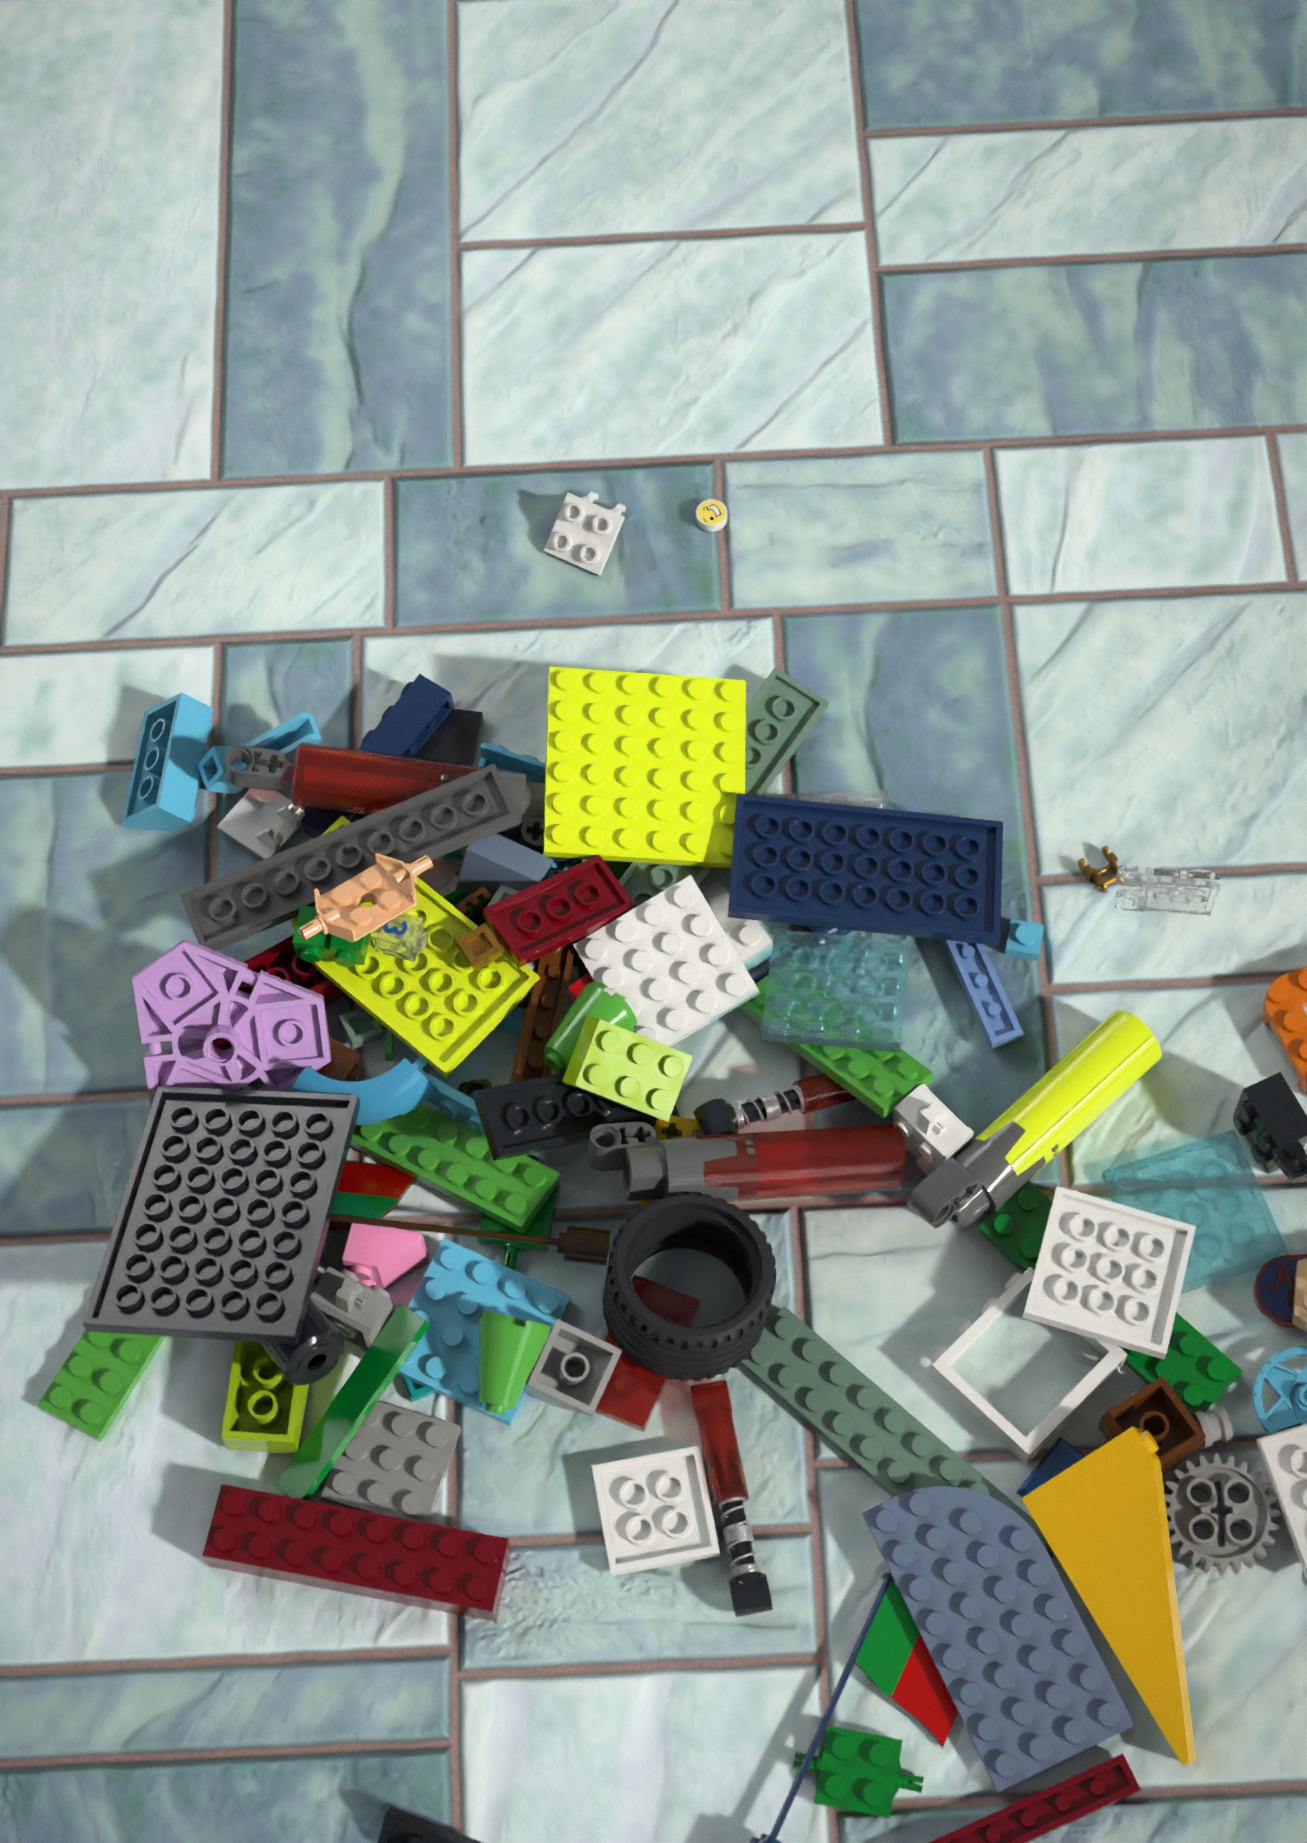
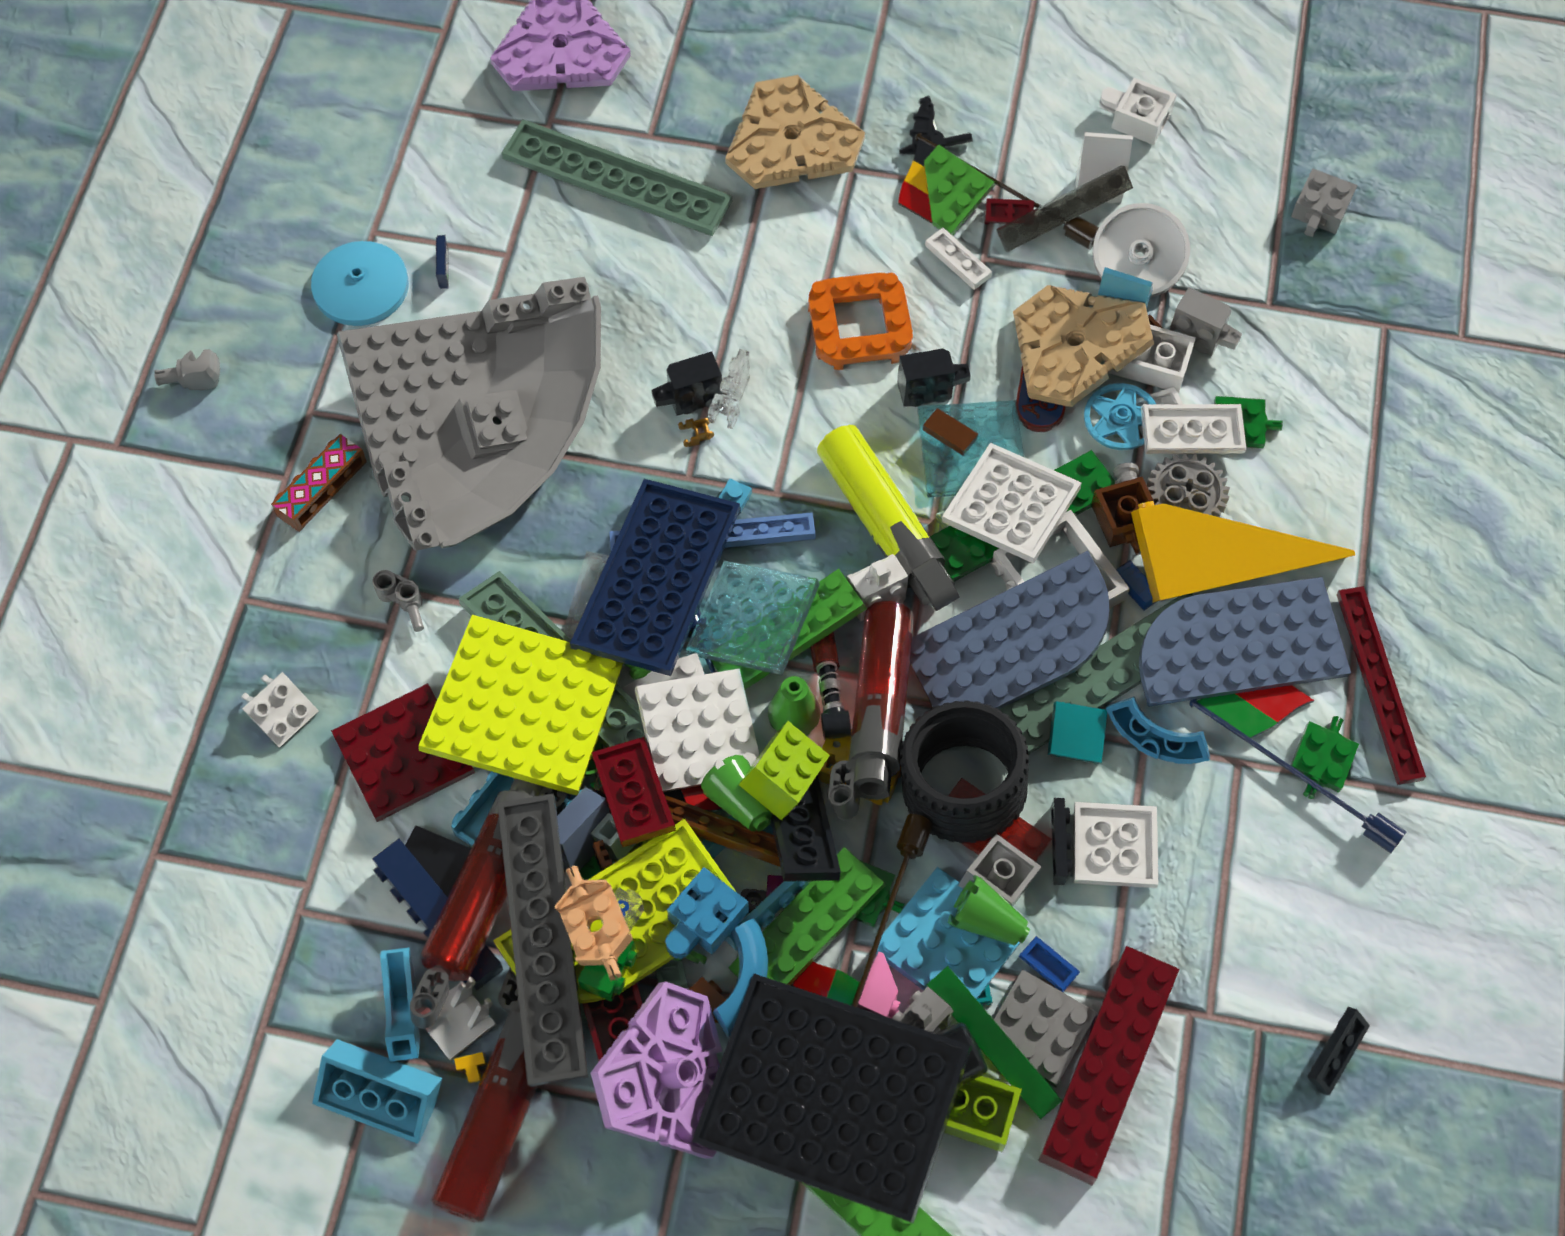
camera: 80 degrees left, 0 degrees up
(124, 881) = (490, 1123): none -> clear red piece
(212, 849) = (471, 1064): none -> yellow tile
(414, 1021) = (701, 915): none -> dark azure brick
(475, 1458) = (1049, 964): none -> blue tile
(480, 947) = (651, 853): pearl gold plate -> none
(567, 638) = (387, 758): none -> dark red plate
(641, 1438) = (1060, 841): none -> black plate
(711, 515) = (297, 615): tile -> none
(729, 1491) = (1045, 786): piece -> none
(737, 1073) = (794, 704): none -> bright green cone
(766, 604) = (397, 591): none -> light grey beam
(798, 1430) = (1077, 732): none -> teal tile
(821, 1533) = (1155, 740): none -> dark azure brick
(888, 480) = (319, 482): none -> dark orange brick
(905, 1321) = (1016, 638): none -> sand blue plate
(993, 307) = (192, 372): none -> light grey piece
(1049, 553) = (439, 381): none -> light grey panel
(1158, 834) = (690, 384): none -> black hinge
(1186, 437) = (359, 283): none -> medium azure dish
(1201, 1175) = (950, 431): none -> reddish brown tile
(1247, 513) = (442, 262): none -> dark blue tile

